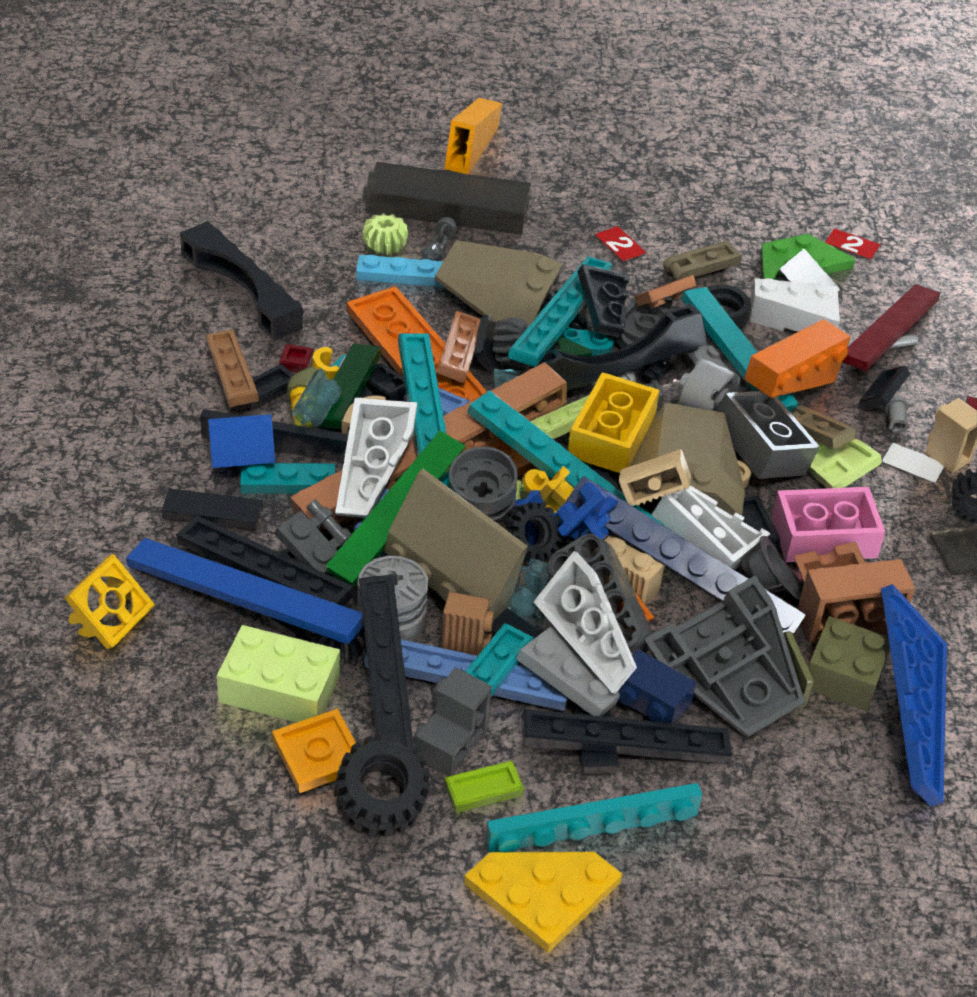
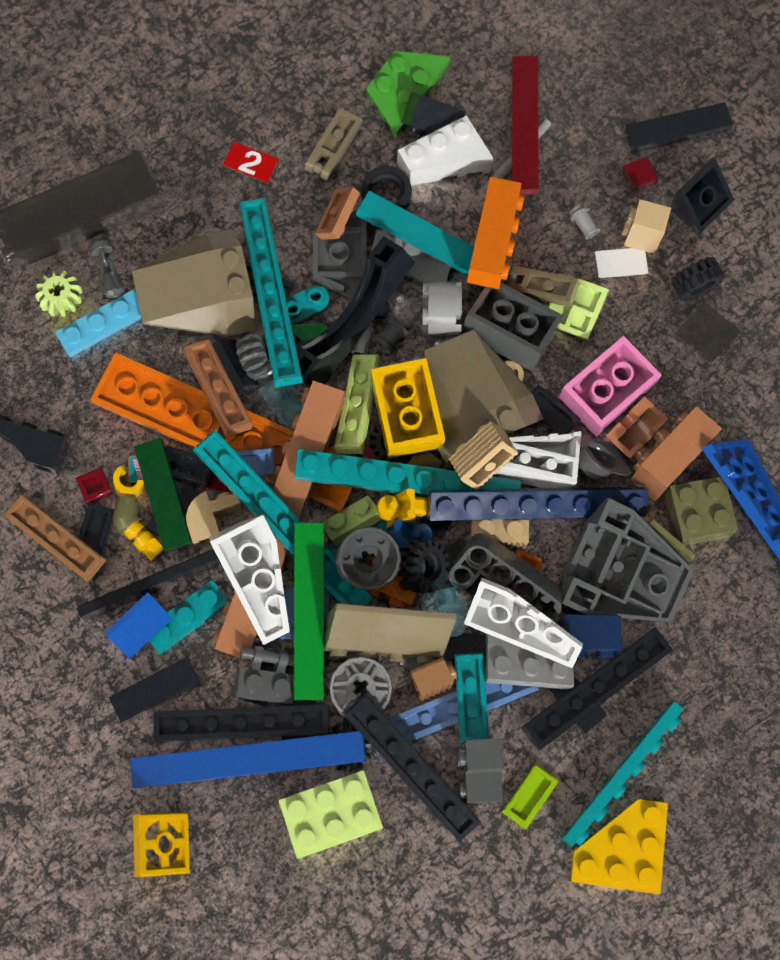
camera: 35 degrees left, 30 degrees up
(314, 749) = (403, 854): light orange plate -> none
(316, 399) = (160, 535): clear light blue hips -> none
(381, 757) = (492, 877): black tyre -> none
(471, 134) = (40, 113): light orange slope -> none
(590, 516) = (462, 517): blue hips -> none
(605, 298) = (295, 255): black wing -> none
(852, 243) = (431, 33): red sticker -> none
(884, 387) = (560, 200): black tile -> none

